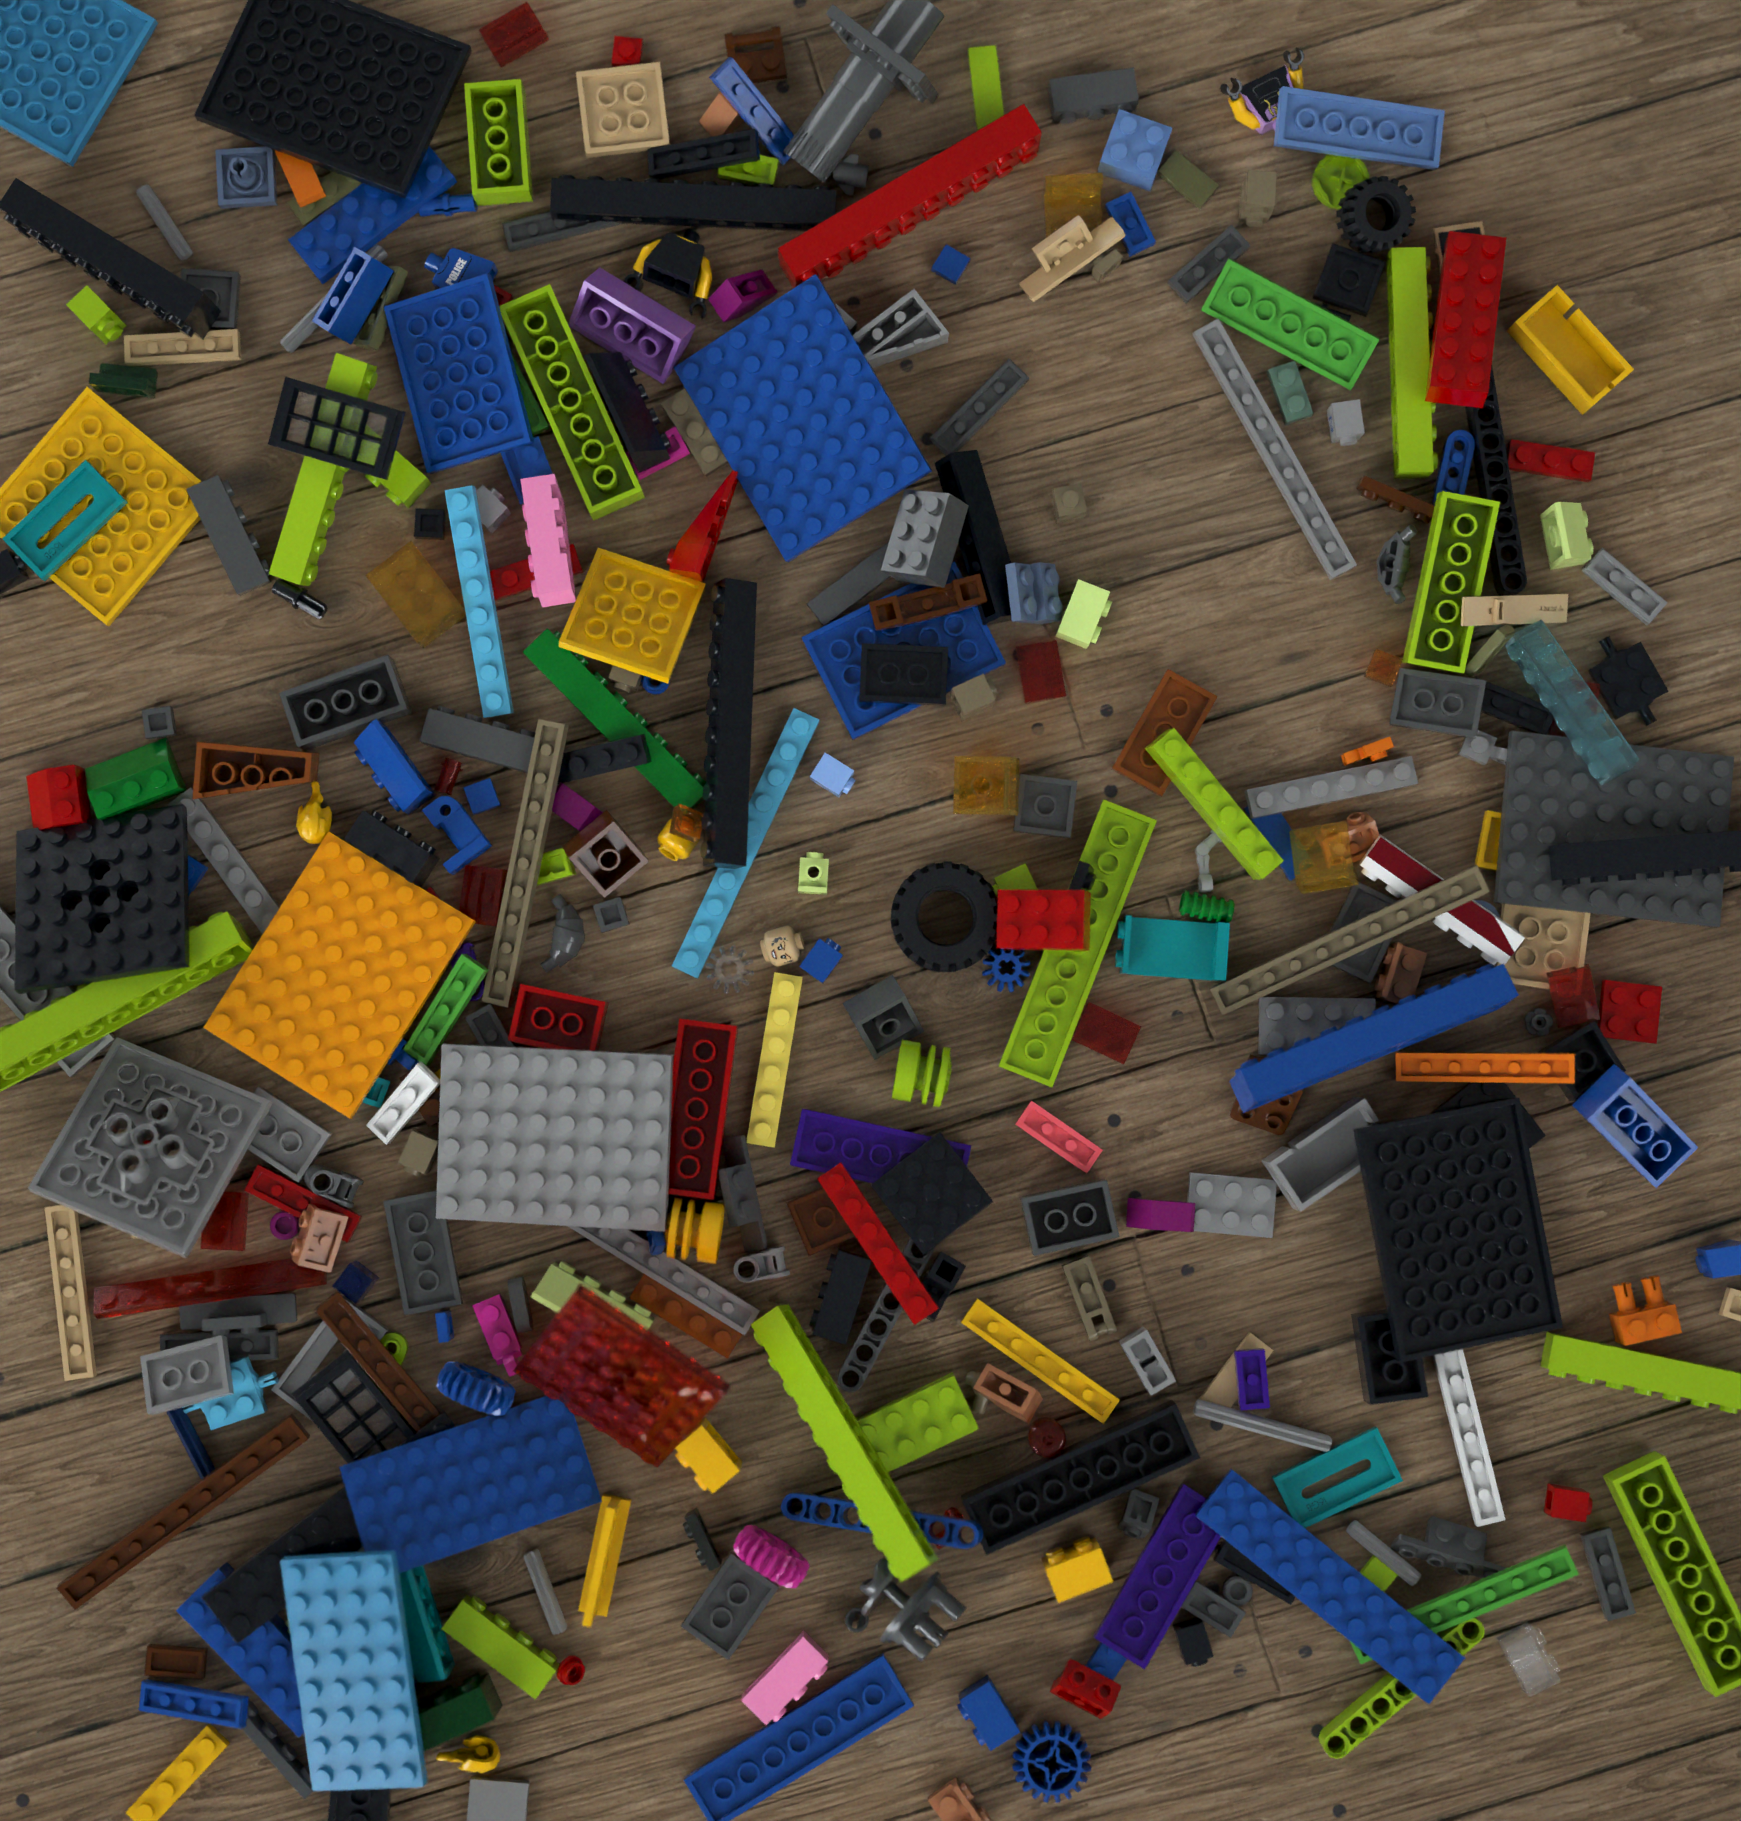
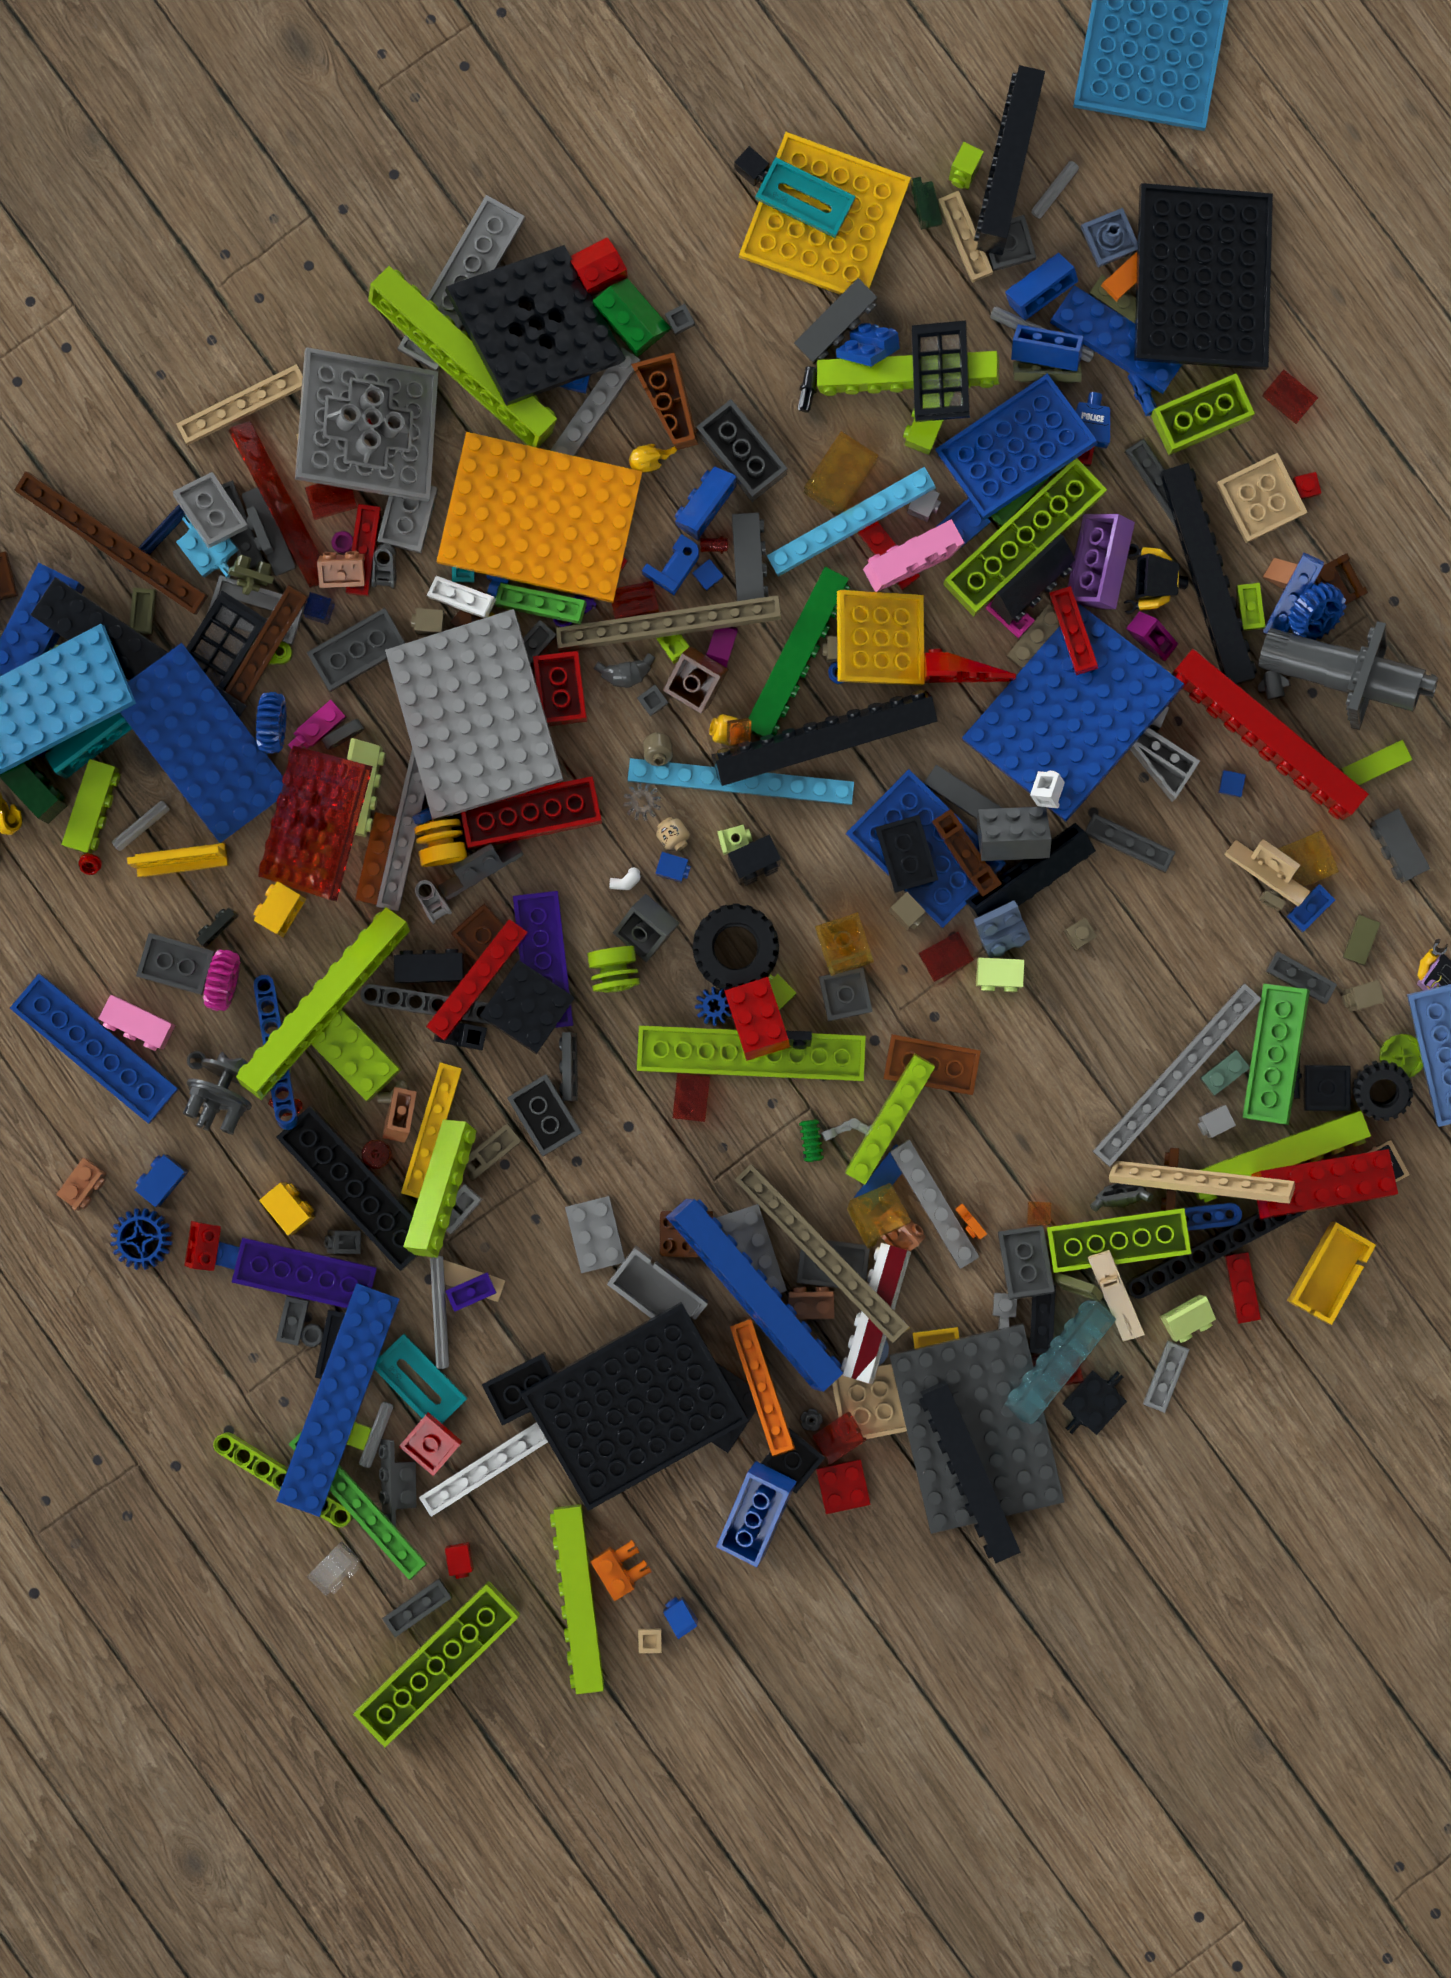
camera: 75 degrees right, 0 degrees up
(272, 505) = (869, 344): none -> blue plate
(275, 277) = (1041, 286): none -> blue brick
(281, 1499) = (143, 610): none -> olive tile
(290, 1340) = (260, 576): none -> olive hips
(393, 847) = (646, 522): black wedge -> none
(429, 524) = (897, 465): black plate -> none
(444, 1326) = (308, 684): blue tile -> none
(604, 758) = (766, 654): black plate -> none
(671, 928) = (657, 749): none -> dark tan head
(703, 154) = (1247, 569): black plate -> none
(705, 383) = (1073, 630): none -> red plate
(774, 1060) = (587, 858): light yellow plate -> none
(783, 89) = (1317, 611): none -> blue gear
(820, 1020) = (627, 882): none -> white arm
(833, 775) = (813, 828): light blue brick -> none
(849, 857) = (754, 860): none -> black brick
(889, 485) = (1047, 789): none -> white brick
(1019, 1168) = (568, 1066): none -> dark grey plate
(1058, 1137) = (601, 1088): coral plate -> none
(1117, 1374) = (440, 1188): none -> lime brick
(1134, 150) = (1368, 891): medium blue brick -> none
(1160, 1215) = (569, 1183): magenta slope -> none
(1173, 948) = (771, 1125): teal panel -> none
(1193, 1642) = (263, 1314): black brick -> none
(1418, 459) = (1202, 1181): none -> tan plate
(1418, 1490) = (430, 1444): none -> plate

